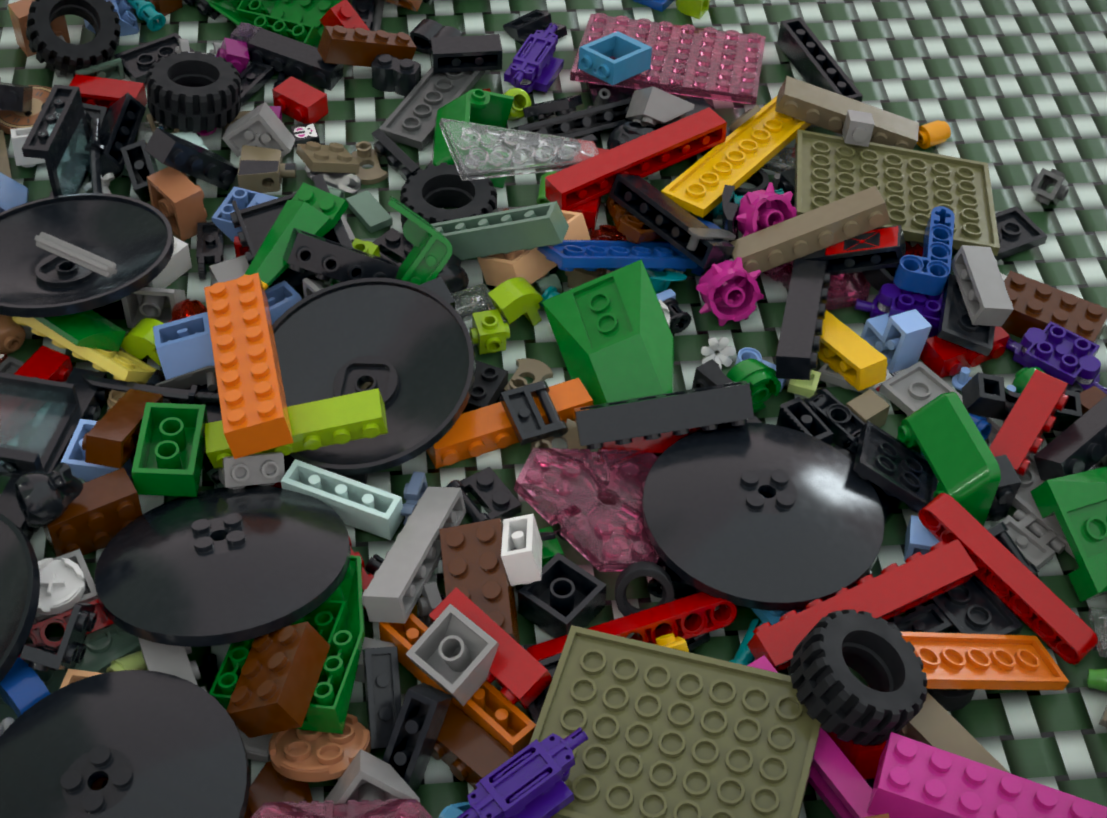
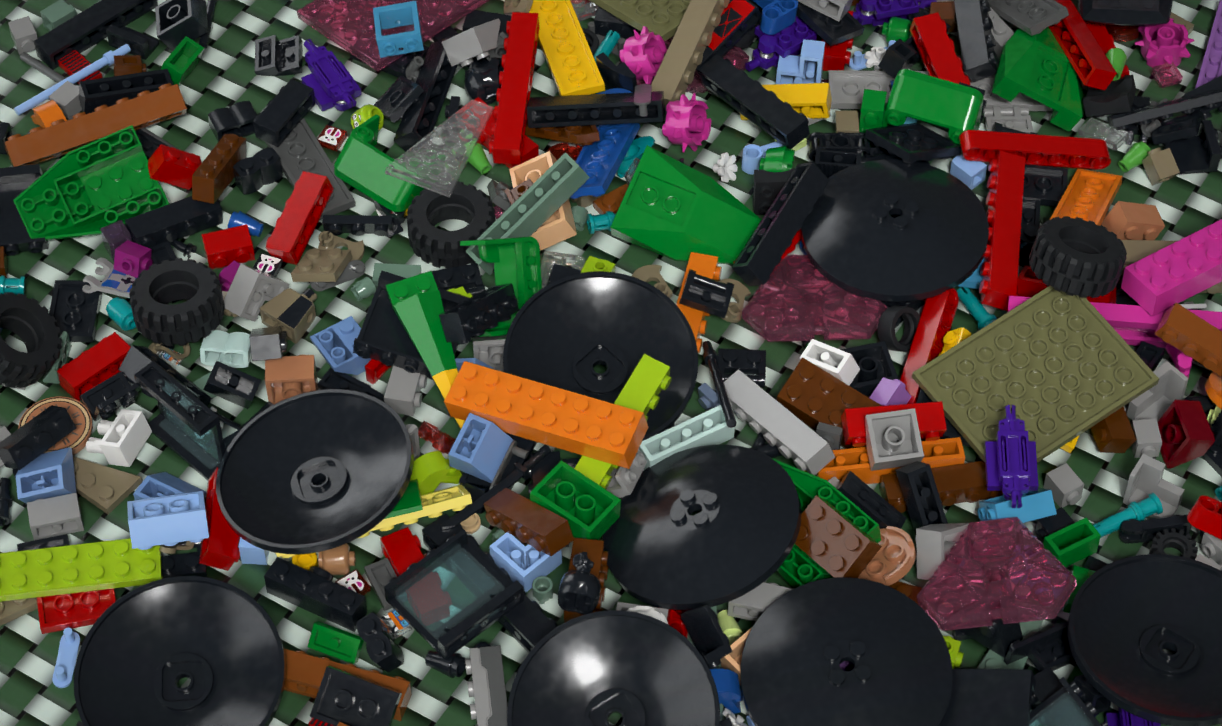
camera: 50 degrees left, 5 degrees up
(76, 255) = (341, 459): light grey axle -> none
(335, 98) = (239, 219): none -> blue cone
(364, 117) = (299, 217): none -> red brick
(466, 467) = (711, 359): none -> black bar
(517, 298) = (589, 240): lime brick -> none
(537, 630) = (890, 393): none -> medium lavender brick
(894, 408) = (872, 109): none -> green piece
(997, 721) = (1134, 221): none -> nougat brick

